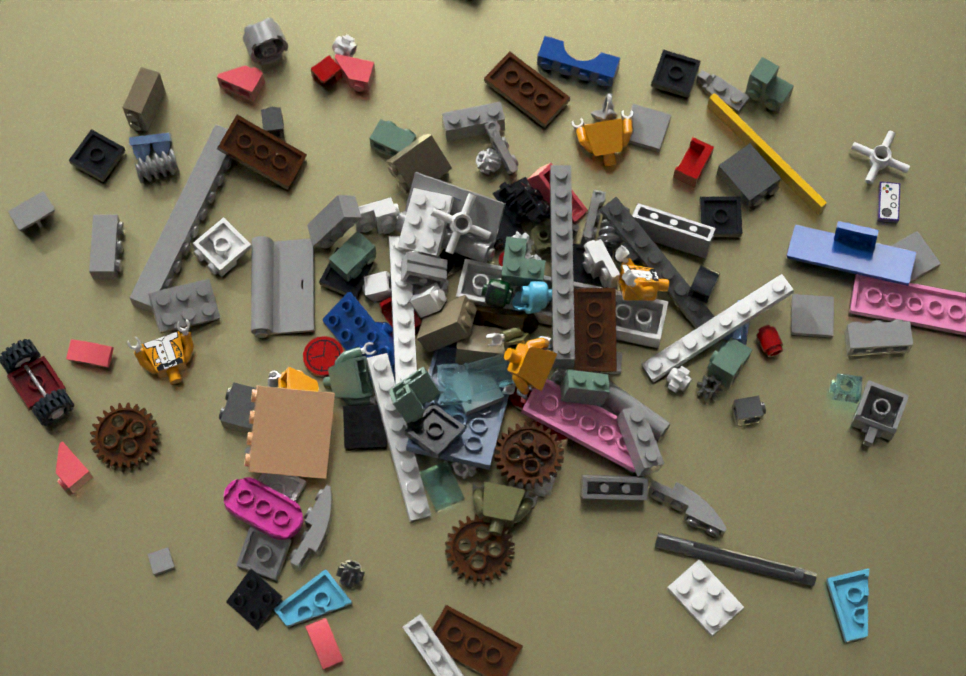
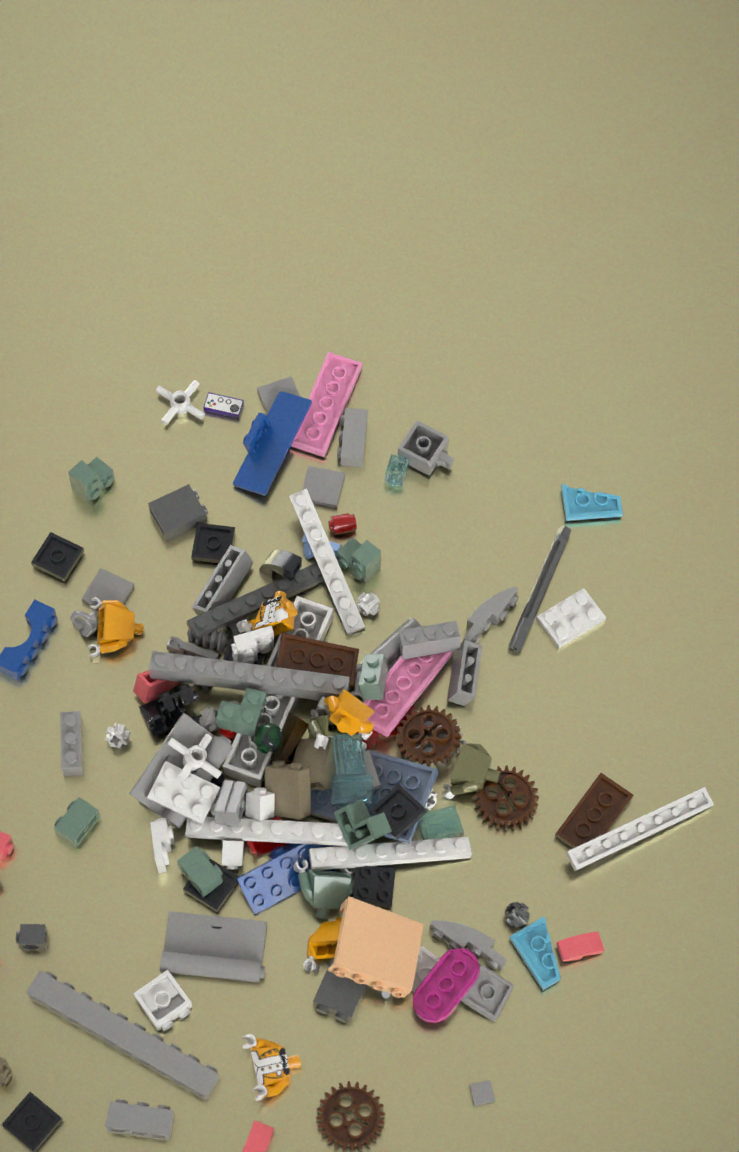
camera: 85 degrees left, 5 degrees down
(141, 144) = (27, 1072): light blue tile -> none
(155, 166) = (57, 1058): light grey piece -> none
(188, 301) = (222, 1043): light grey plate -> none
(254, 599) = (530, 1006): black hinge -> none
(261, 151) = (66, 948): reddish brown plate -> none
(321, 354) = (294, 916): red tile -> none
(334, 221) = (162, 882): light grey brick -> none
(421, 157) = (111, 798): dark tan brick -> none
(500, 145) = (104, 720): light grey hinge -> none
(527, 89) = (45, 691): reddish brown plate -> none
(532, 297) = (278, 707): medium azure head -> none
(541, 245) = (215, 700): olive brick -> none
(694, 162) = (154, 556): red panel -> none
(710, 382) = (380, 575): dark grey gear -> none
(729, 94) = (84, 520): light grey hinge -> none
(748, 410) = (406, 552): dark grey brick -> none
(783, 170) = (141, 503): yellow tile -> none

